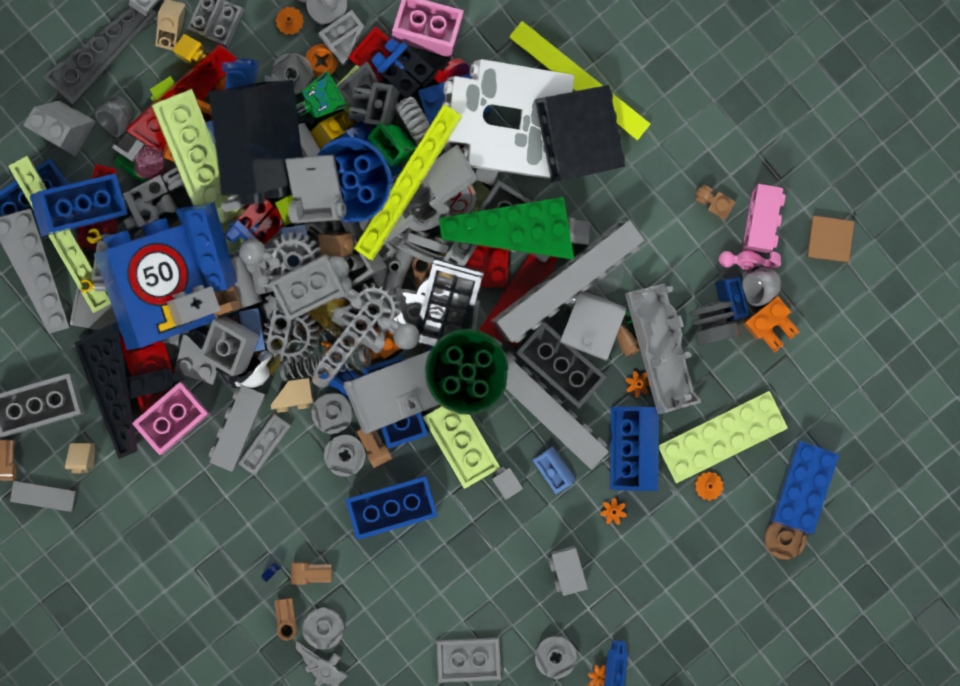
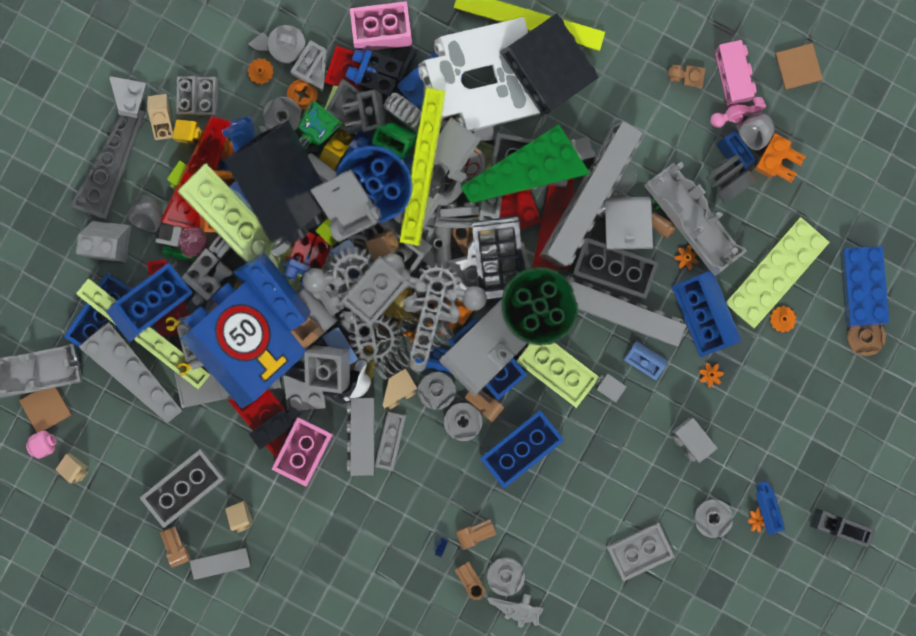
camera: 15 degrees left, 0 degrees up
(105, 370) = (230, 435): black wing -> none
(205, 304) = (293, 342): light grey brick -> none
(456, 68) = (421, 53): red tile -> none

